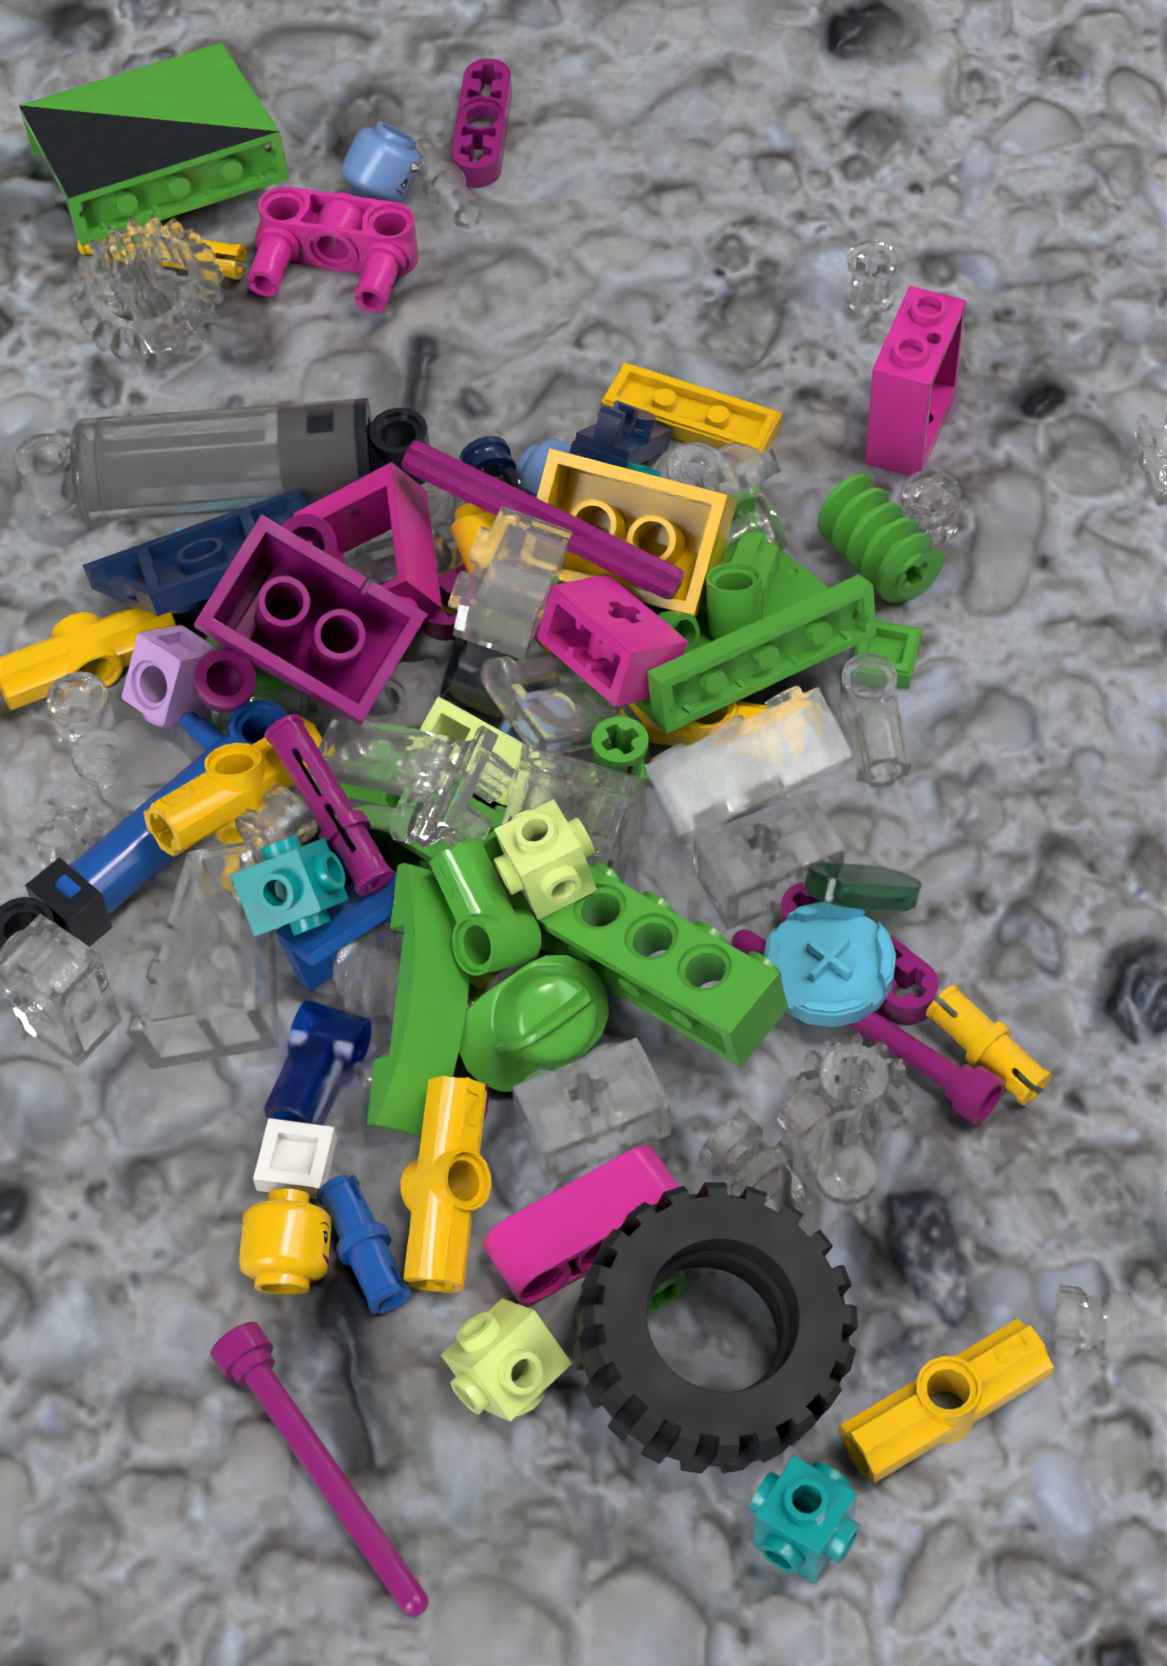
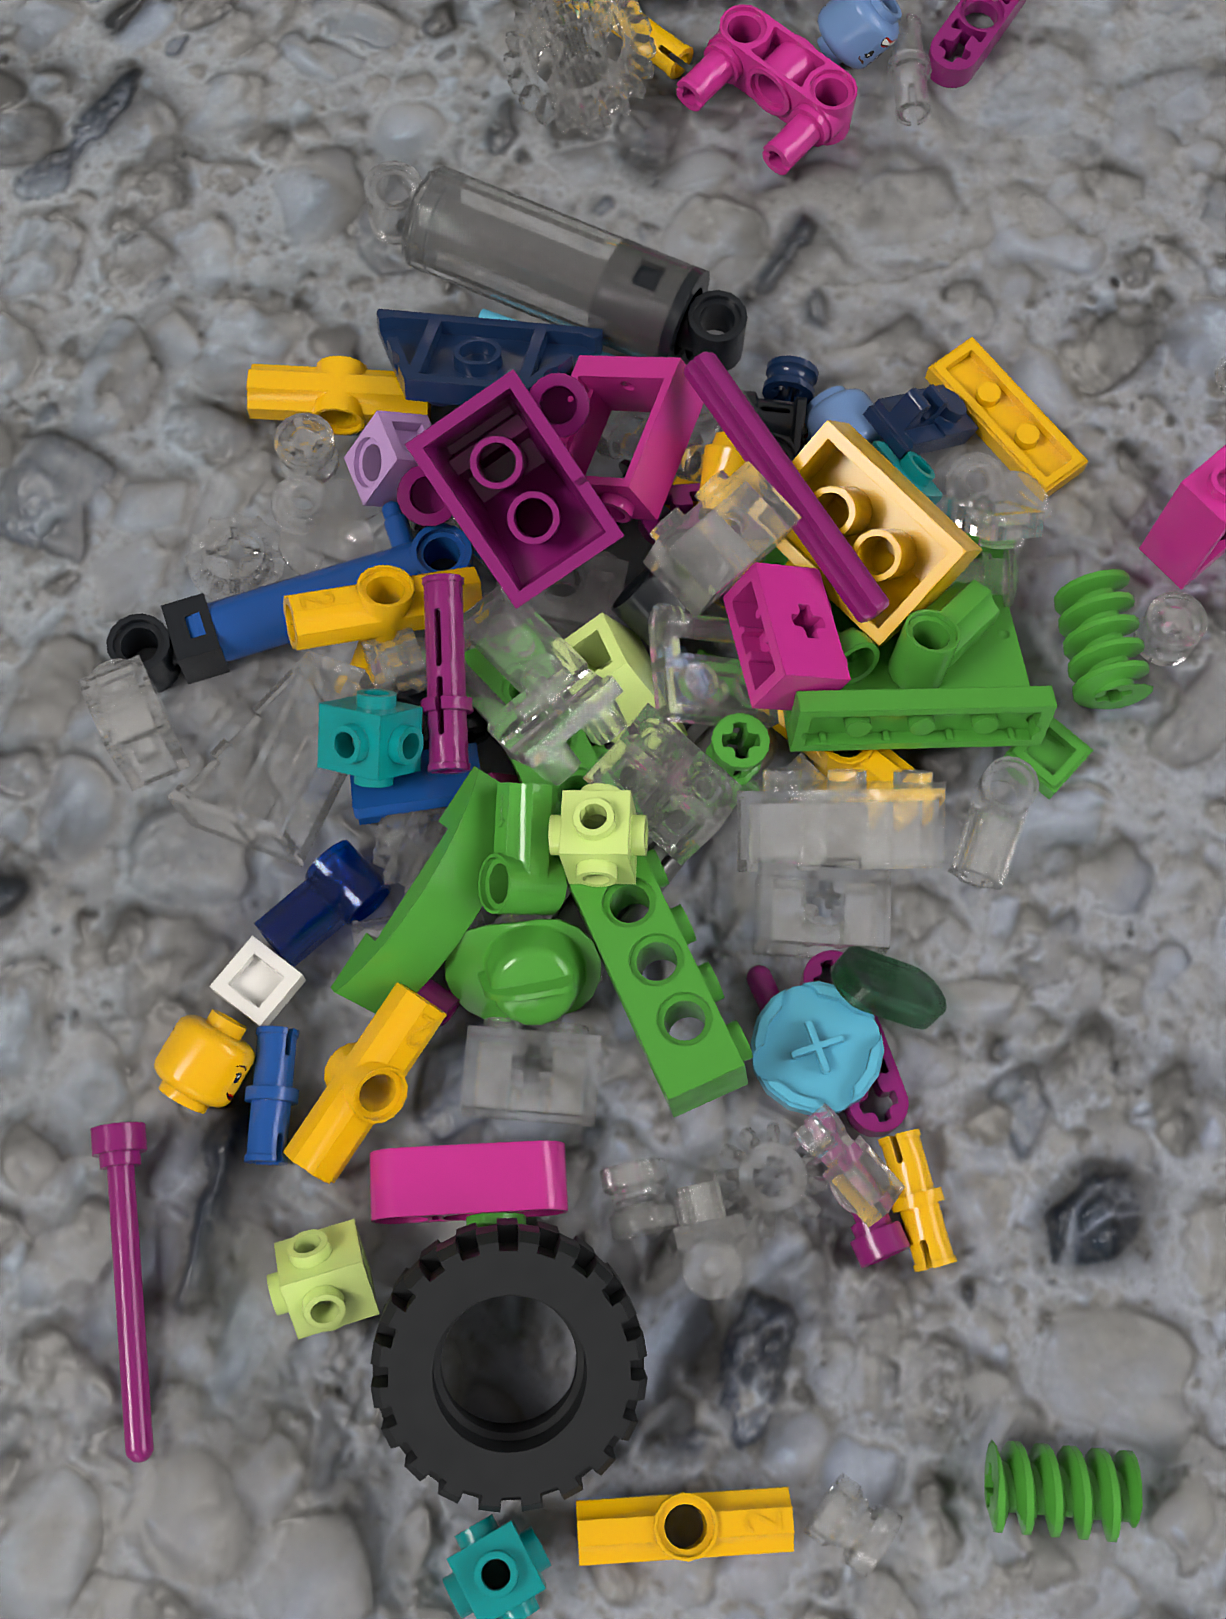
camera: 20 degrees right, 15 degrees up
(927, 1040) = (854, 1170): none -> clear plate

